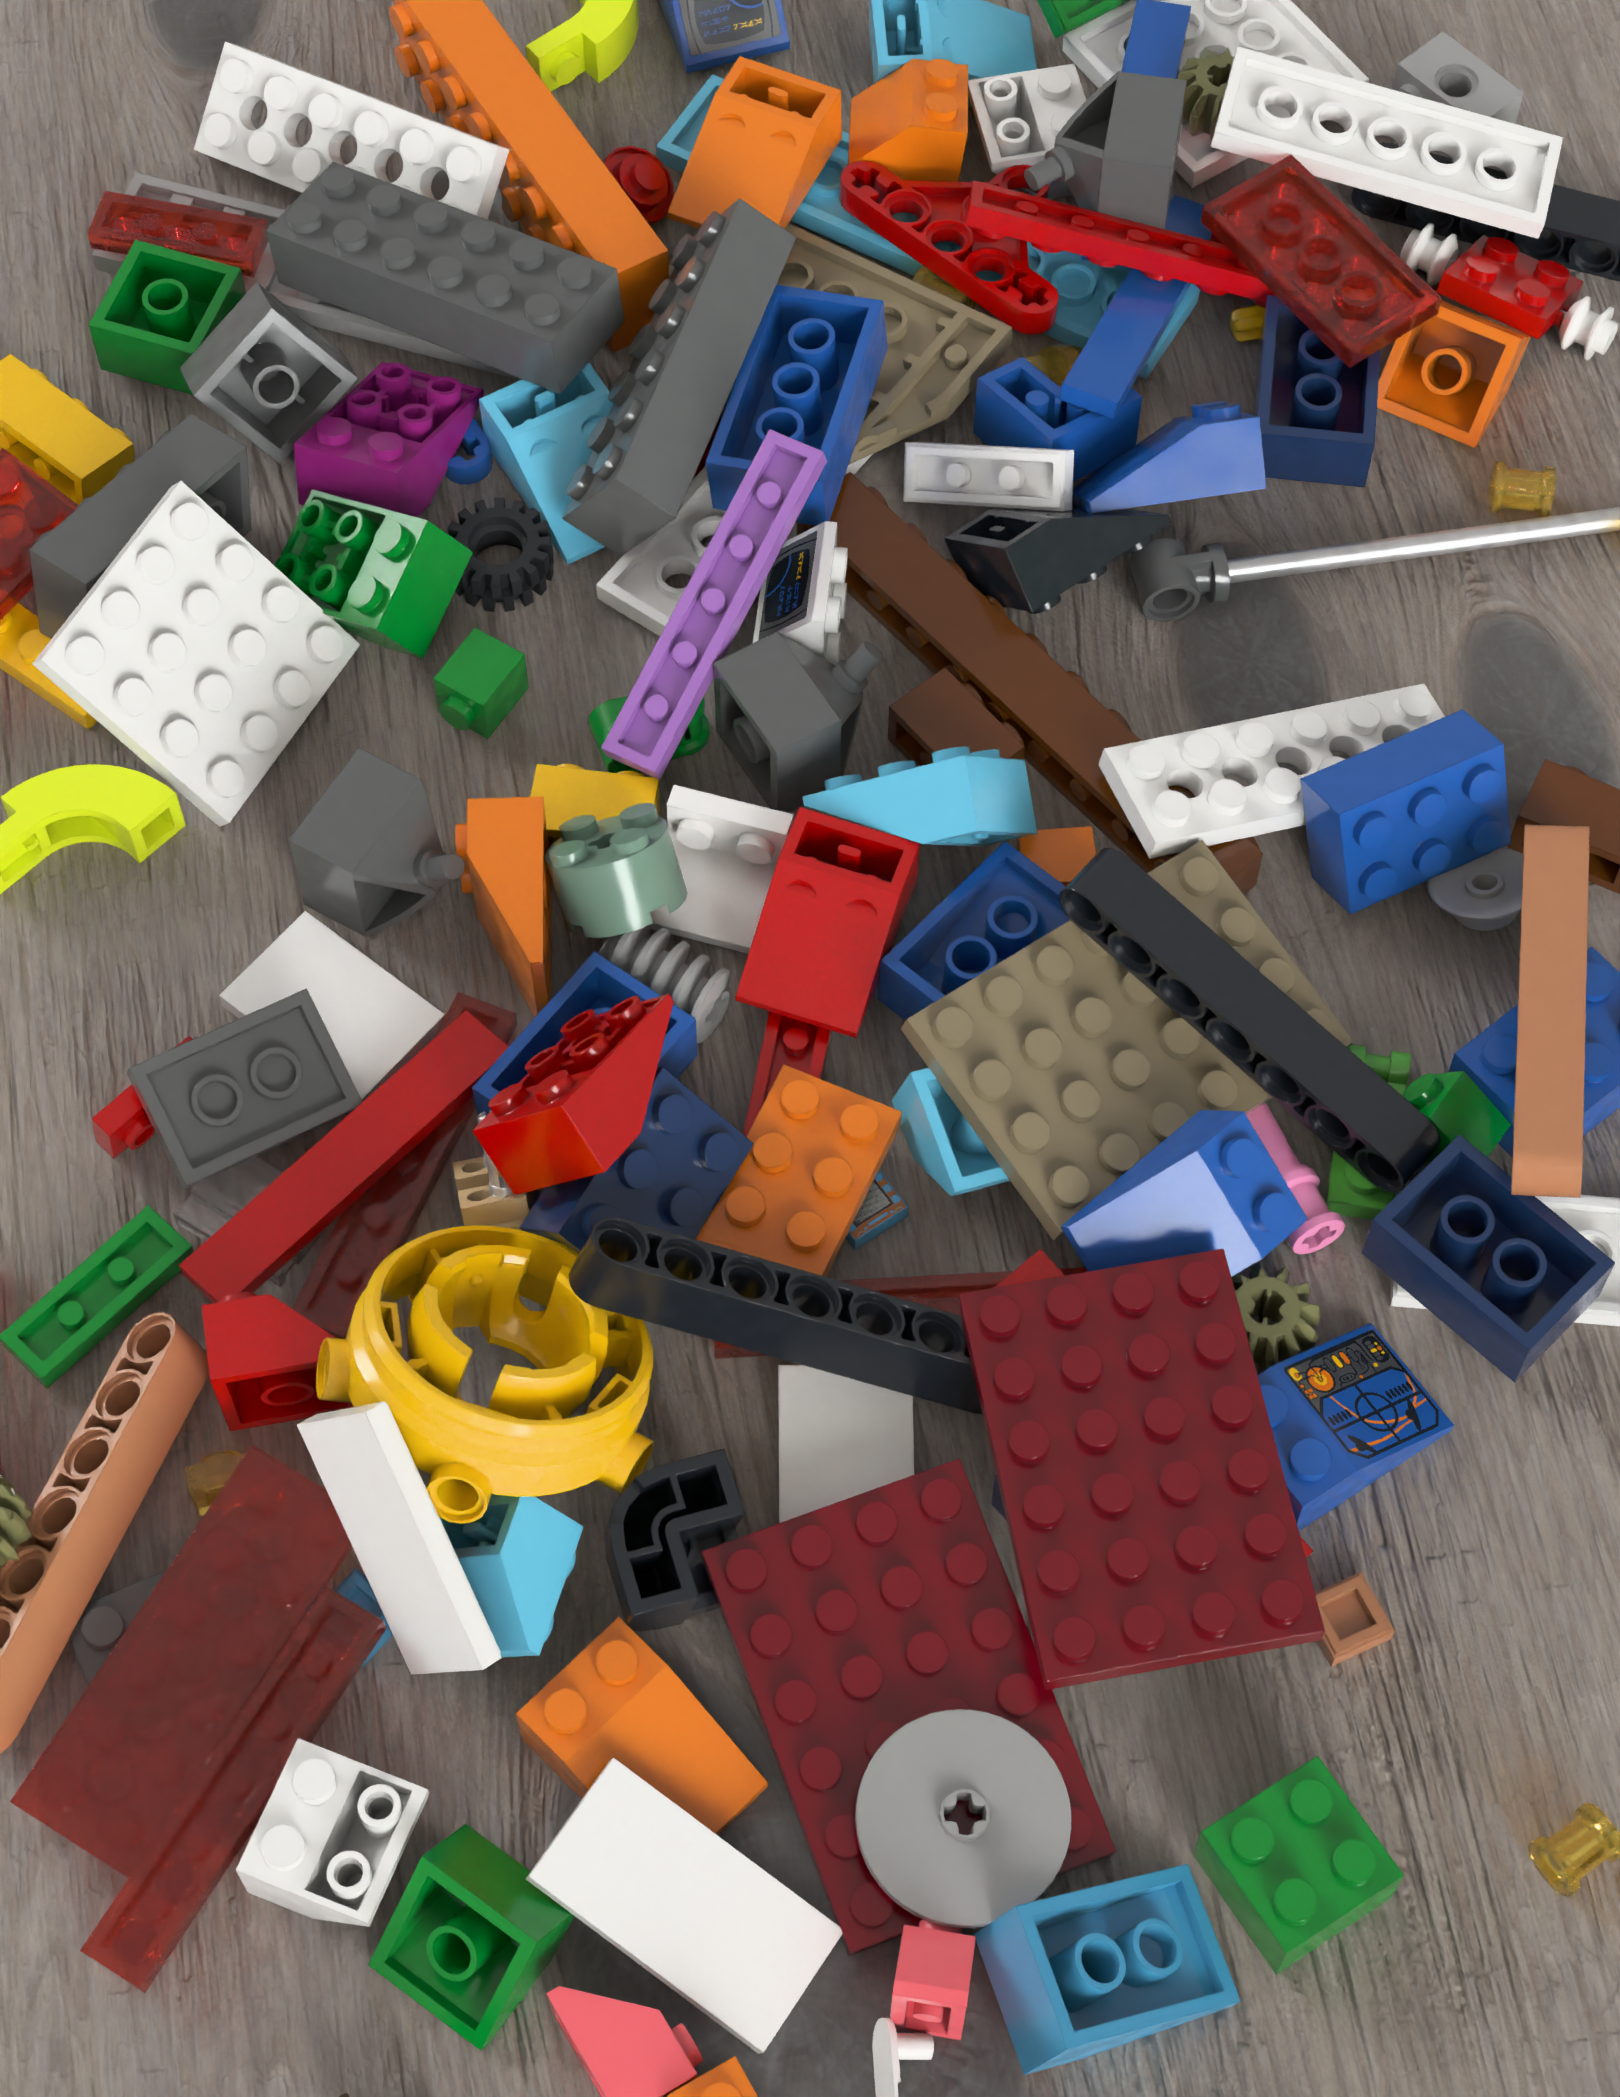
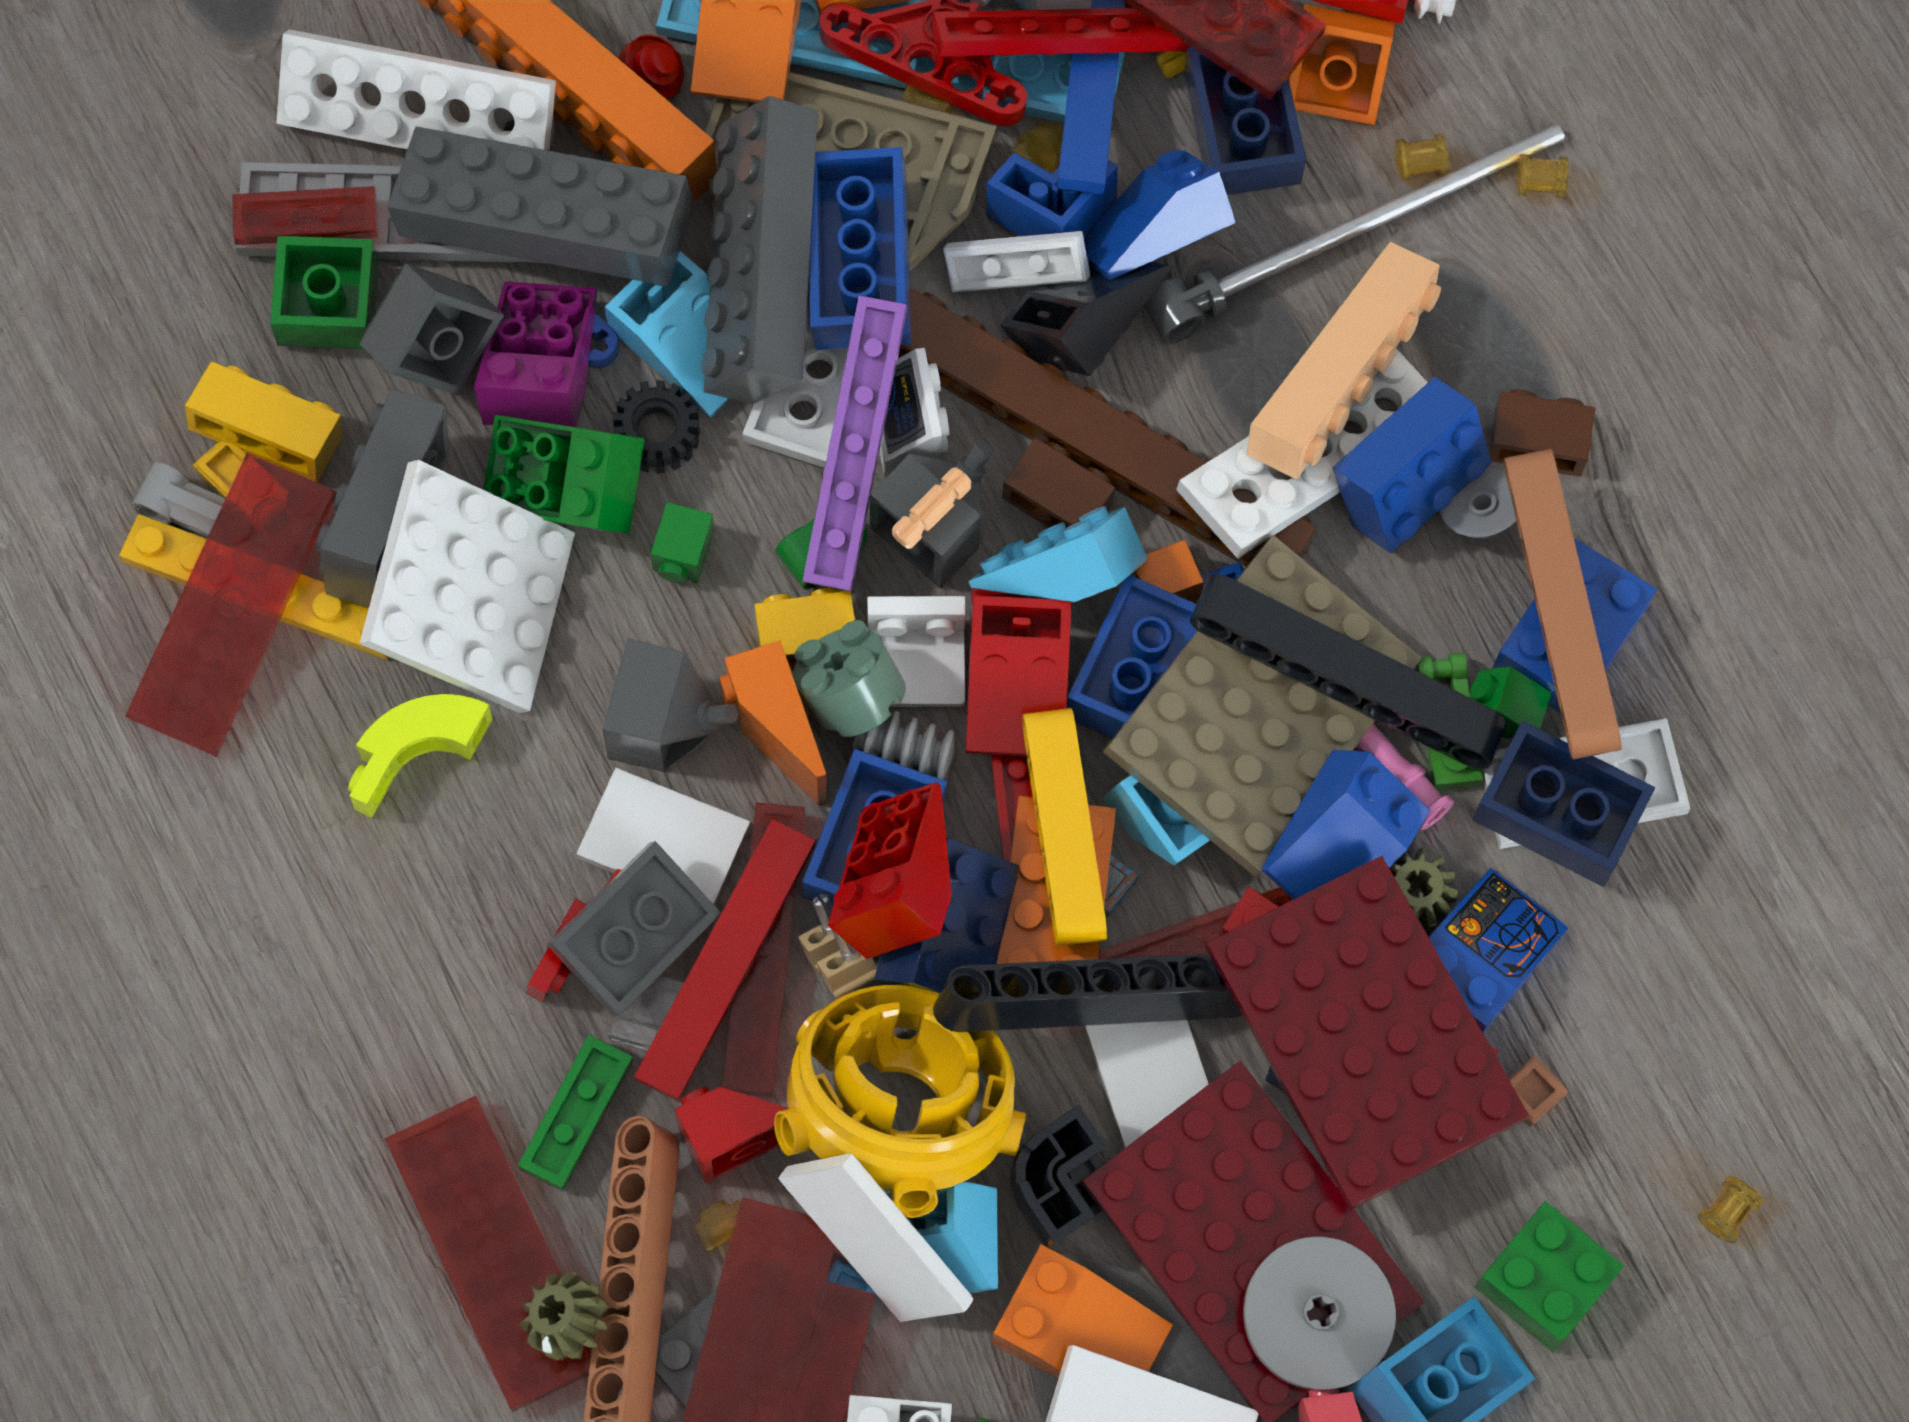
camera: 20 degrees left, 10 degrees up
(780, 692) = (931, 507): none -> light nougat axle
(822, 1110) = (1064, 827): none -> yellow beam
(1351, 671) = (1343, 361): none -> light nougat brick

